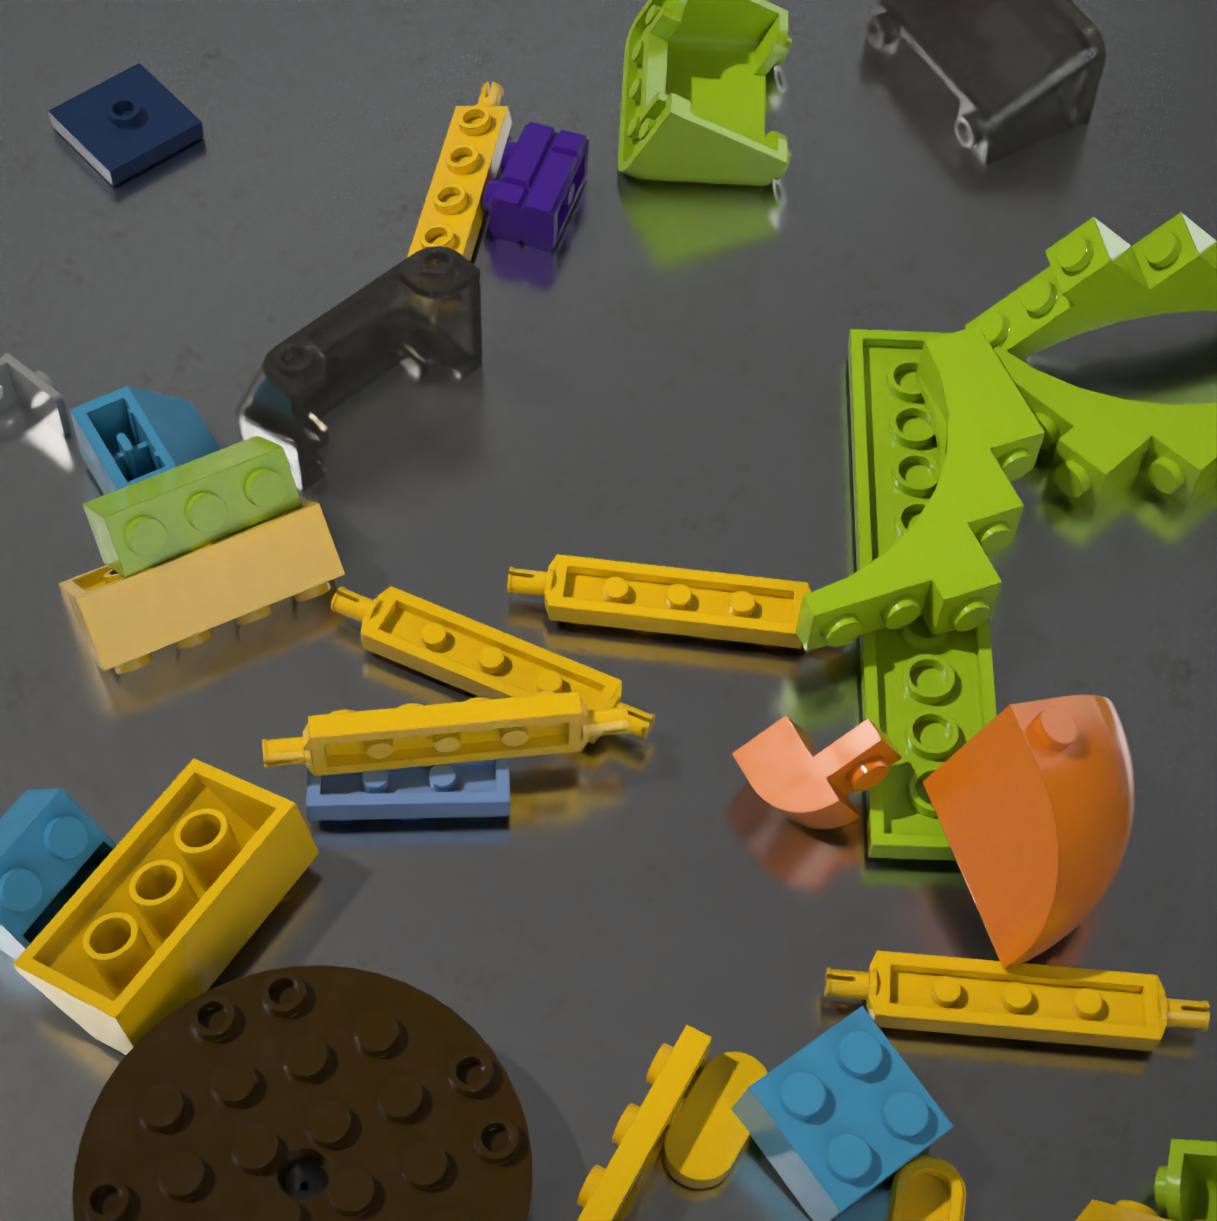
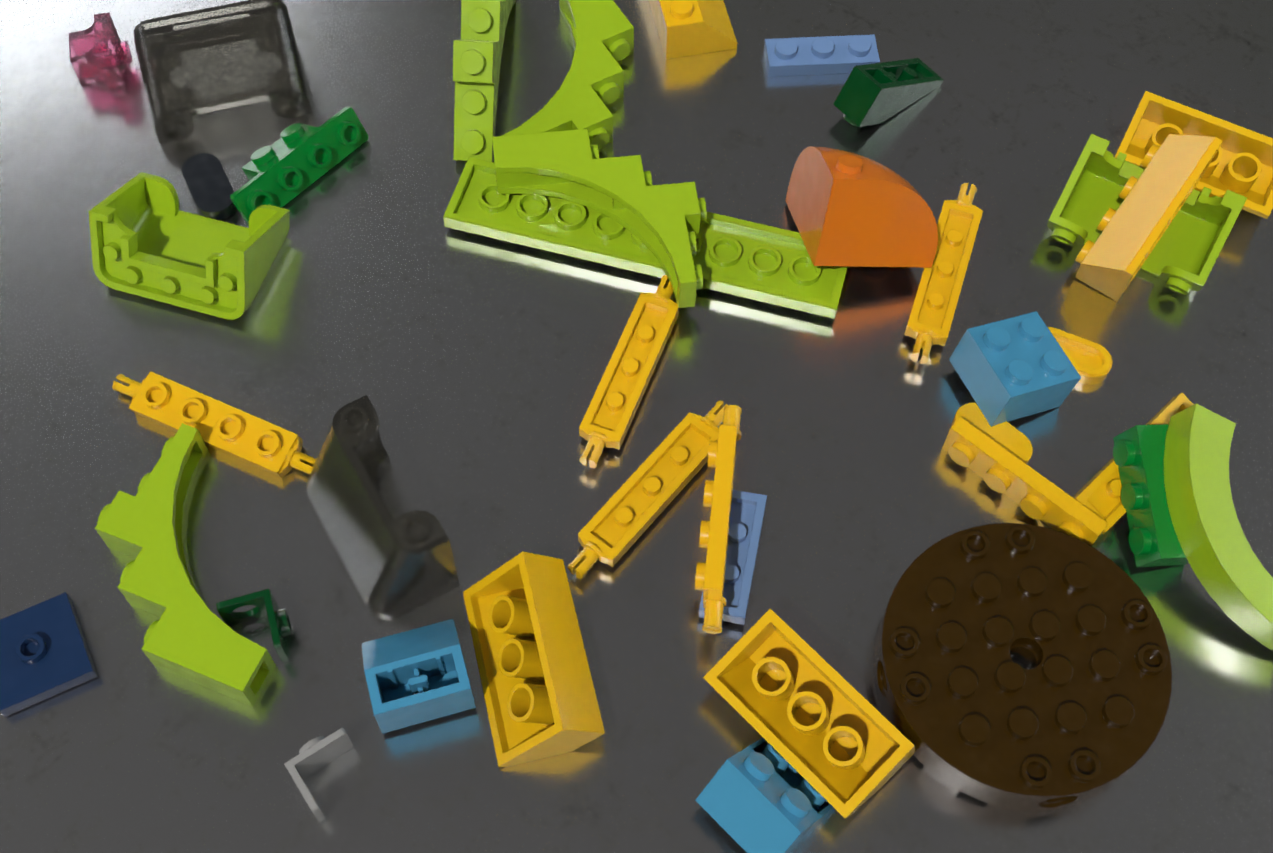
camera: 75 degrees left, 5 degrees up
(192, 505) = (496, 639): lime brick -> none
(199, 309) = (265, 606): none -> dark green bracket
(298, 168) = (151, 529): none -> lime arch
(536, 186) = (237, 369): dark purple brick -> none
(812, 92) = (209, 186): none -> black tile
(814, 784) = (794, 329): orange brick -> none
(883, 162) = (297, 161): none -> green bracket

